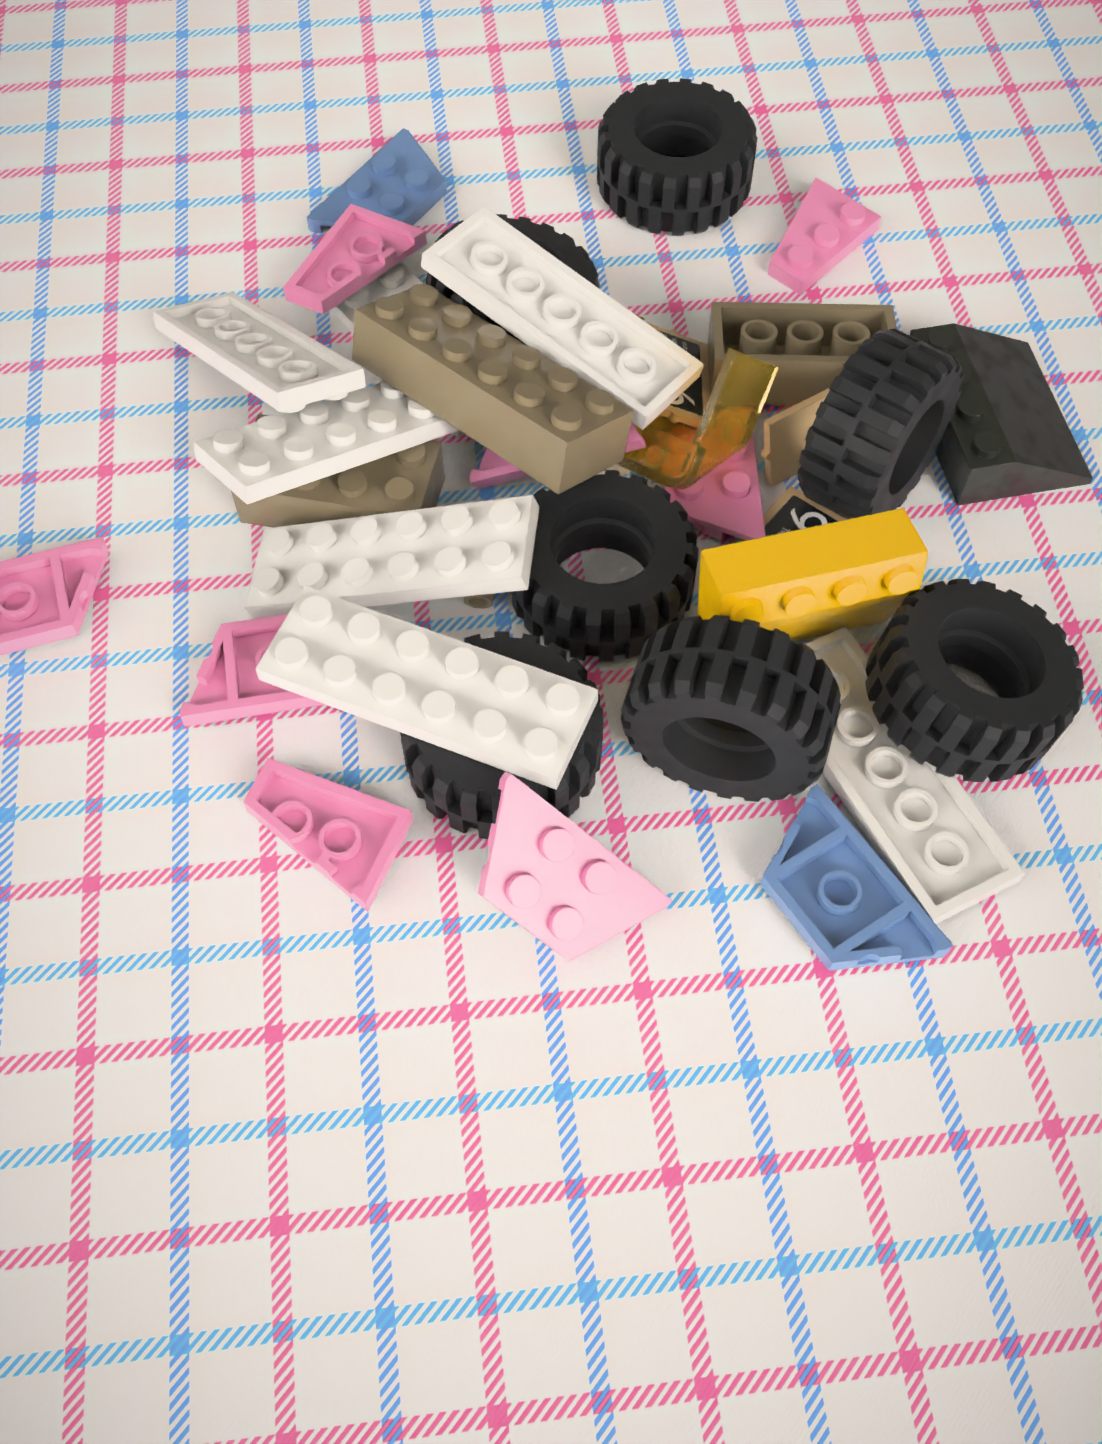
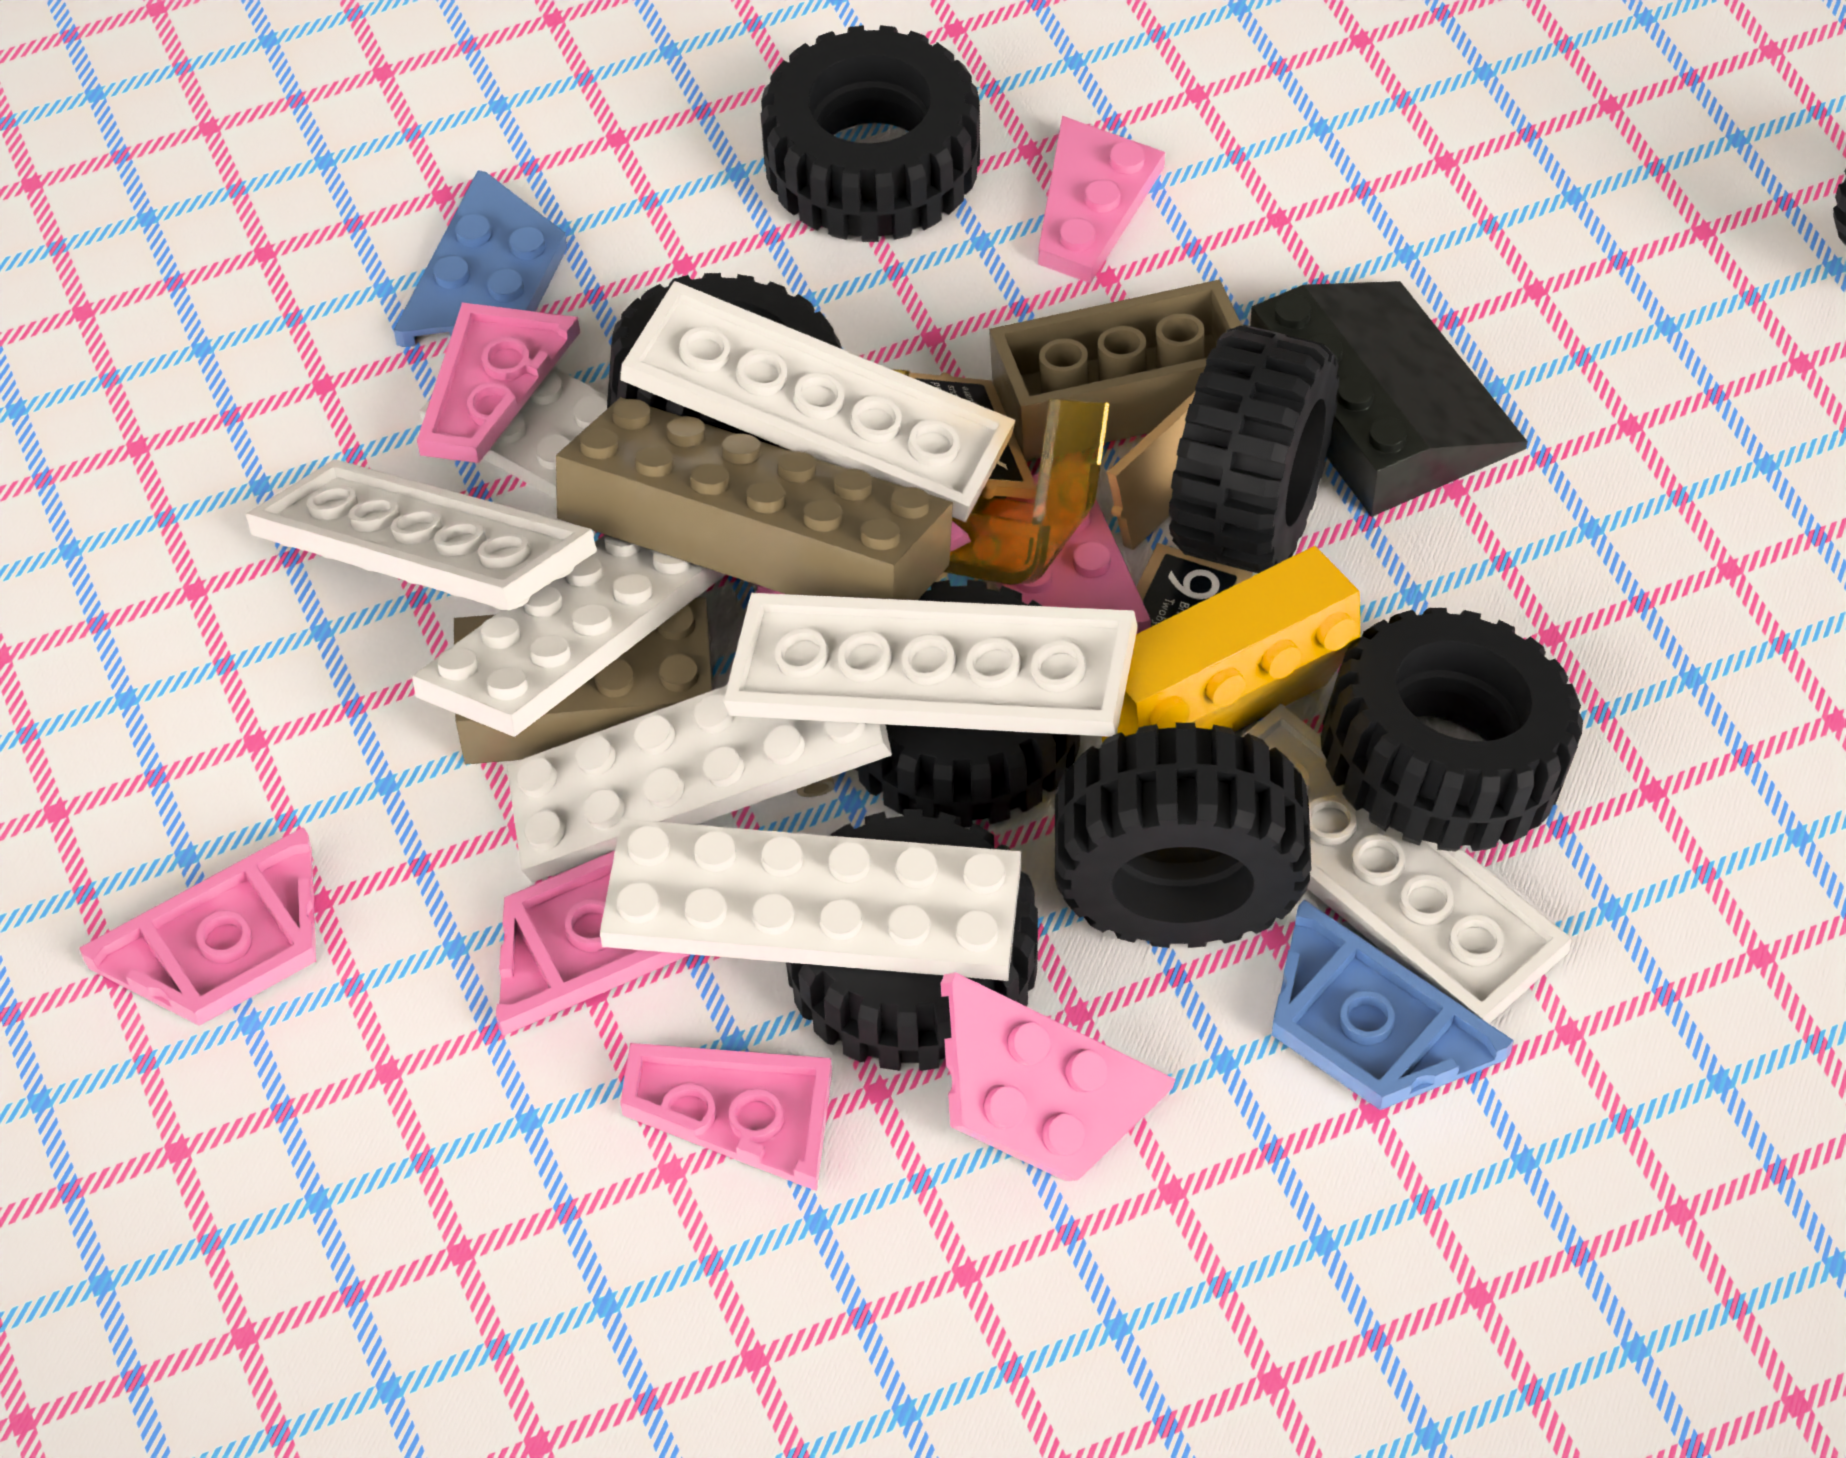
camera: 15 degrees left, 5 degrees down
(577, 527) = (932, 664): none -> white plate

